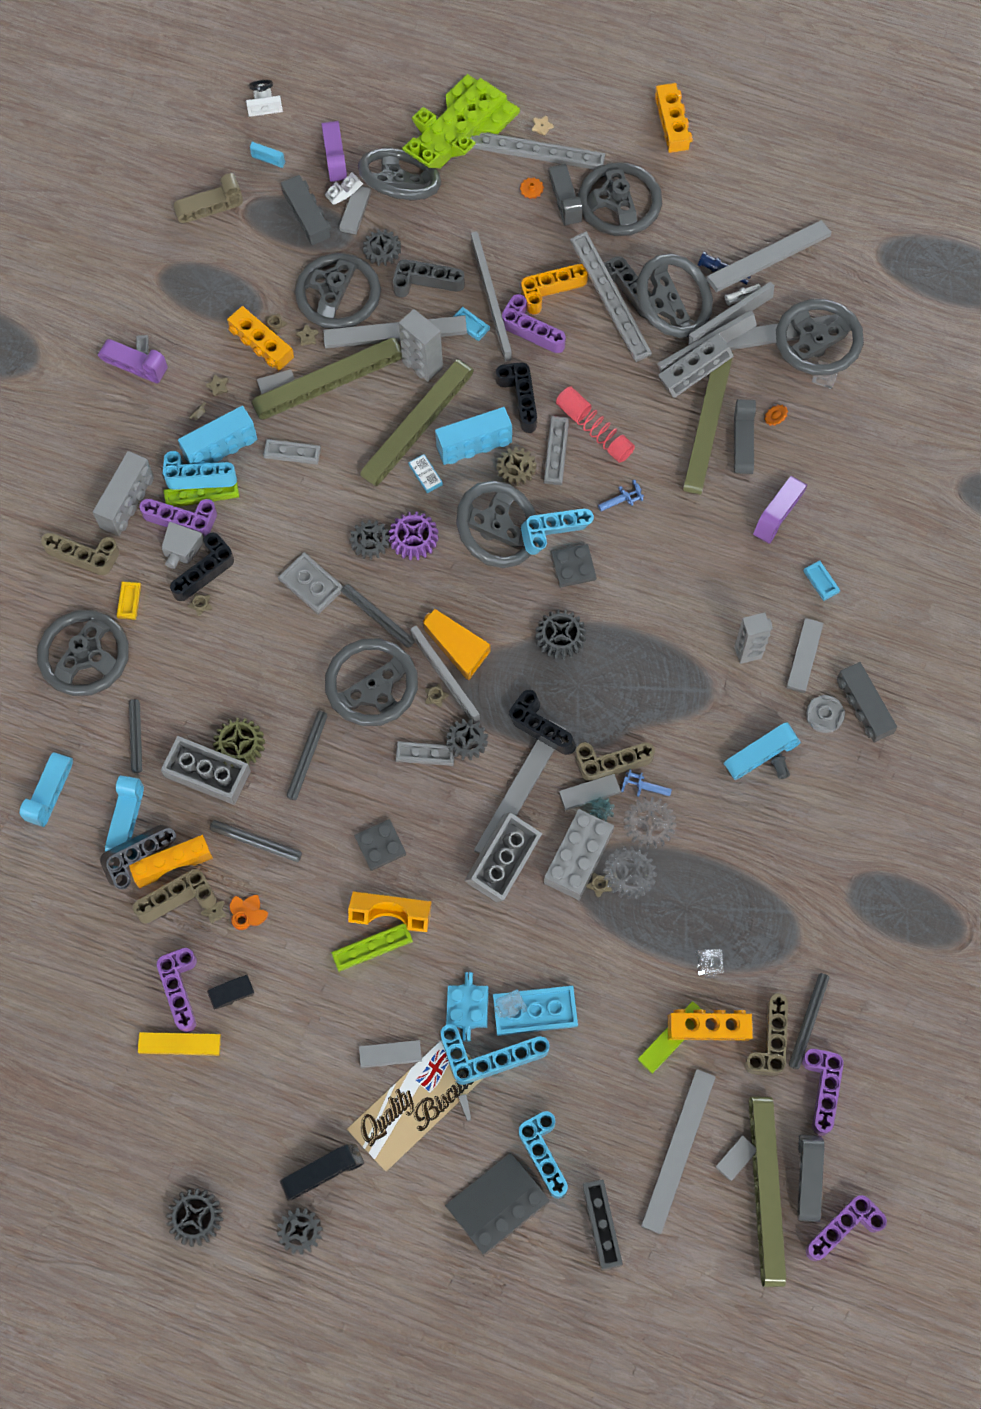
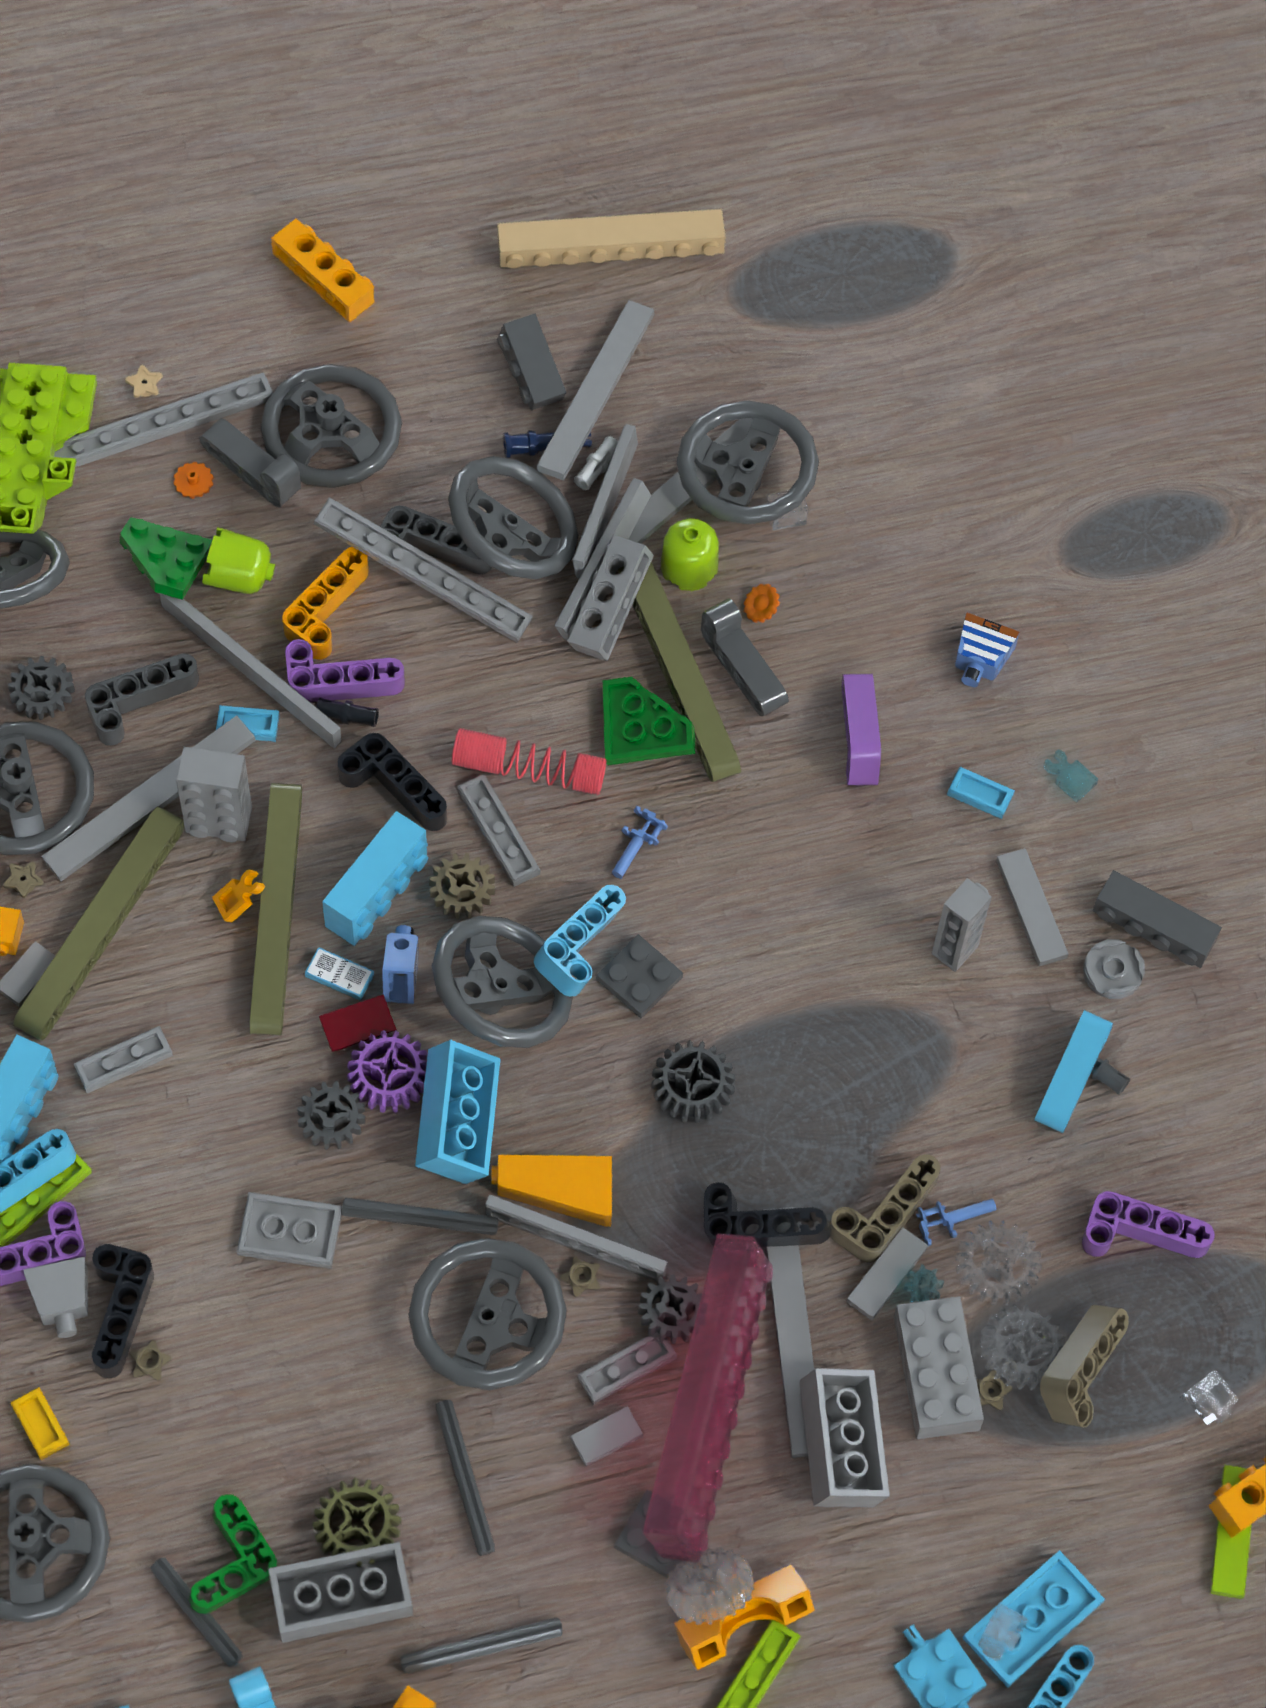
camera: 40 degrees left, 5 degrees down
(171, 728) = (243, 1566): none -> green beam
(382, 884) = (710, 1587): none -> clear gear
(390, 780) = (606, 1436): none -> light grey tile
(400, 404) = (234, 896): none -> light orange plate
(415, 501) = (357, 1023): none -> dark red piece
(429, 575) = (458, 1112): none -> medium azure brick
(447, 792) = (708, 1399): none -> clear pink piece
(454, 486) = (402, 958): none -> medium blue torso
(489, 217) = (165, 555): none -> green plate
(520, 239) = (238, 563): none -> lime cylinder
(523, 347) = (348, 712): none -> black pin
(651, 898) = (1079, 1362): none -> dark tan beam
(666, 440) = (642, 724): none -> green plate
(740, 857) = (1149, 1232): none -> medium lavender beam
(744, 222) = (531, 362): none -> dark grey wedge
(755, 368) = (690, 554): none -> lime cylinder
(835, 183) = (611, 238): none -> tan brick
(877, 507) = (983, 649): none -> torso
(877, 603) = (1072, 778): none -> clear light blue plate

